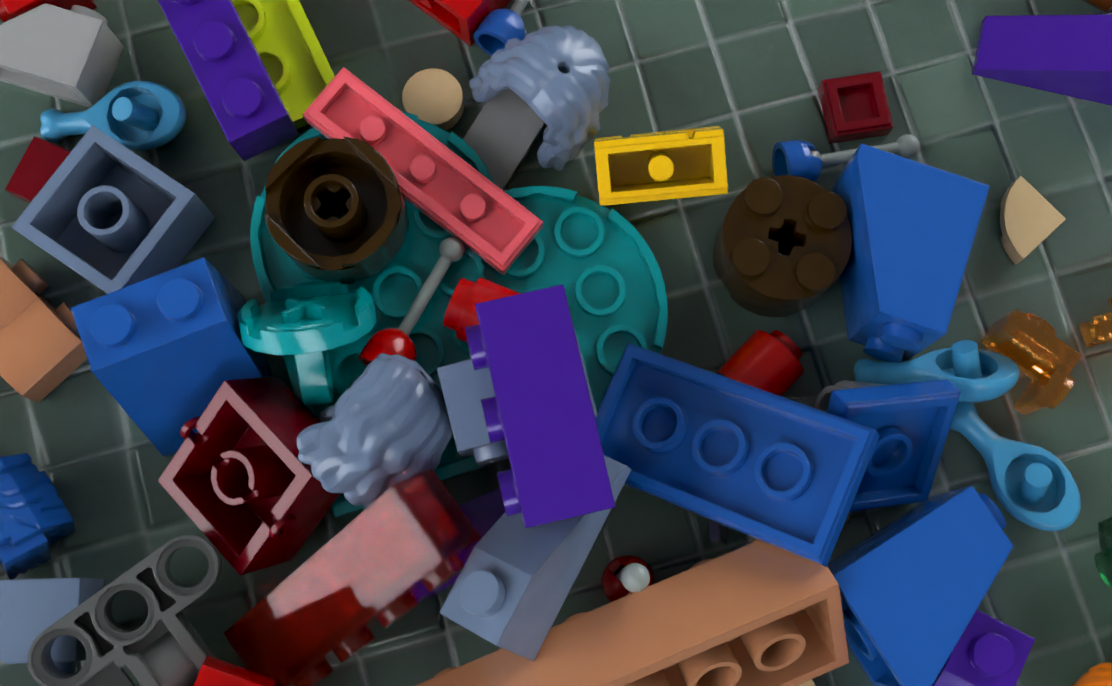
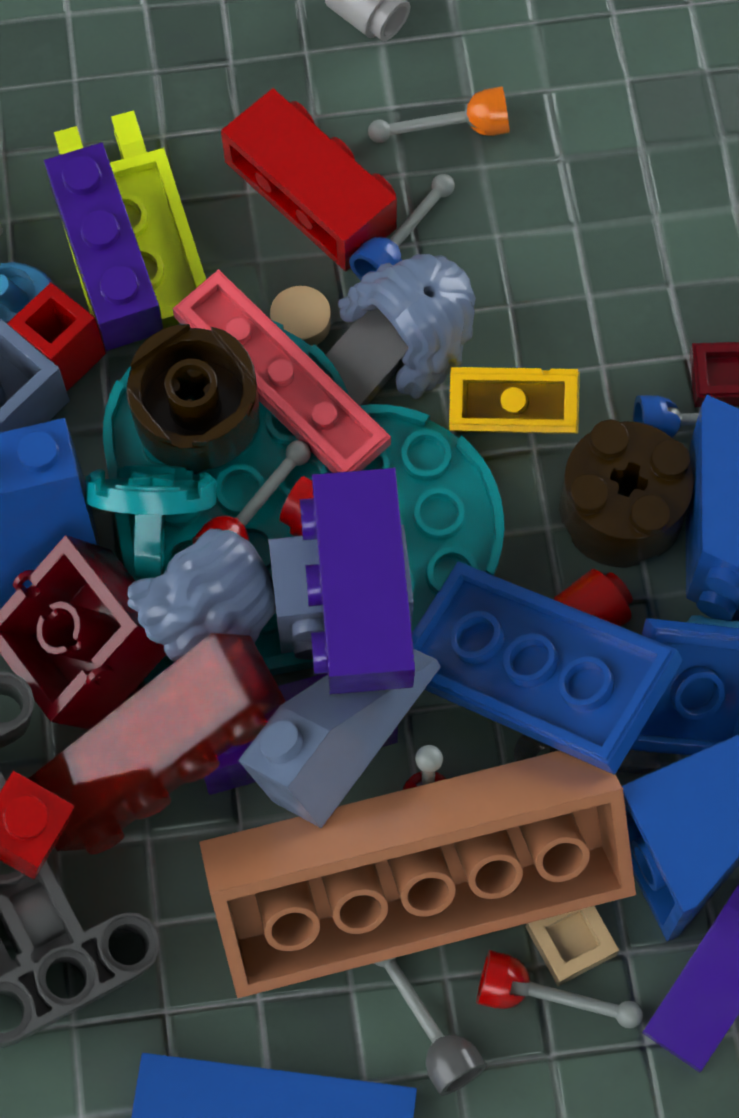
camera: 10 degrees right, 10 degrees down
(191, 154) = (61, 332): none -> red brick

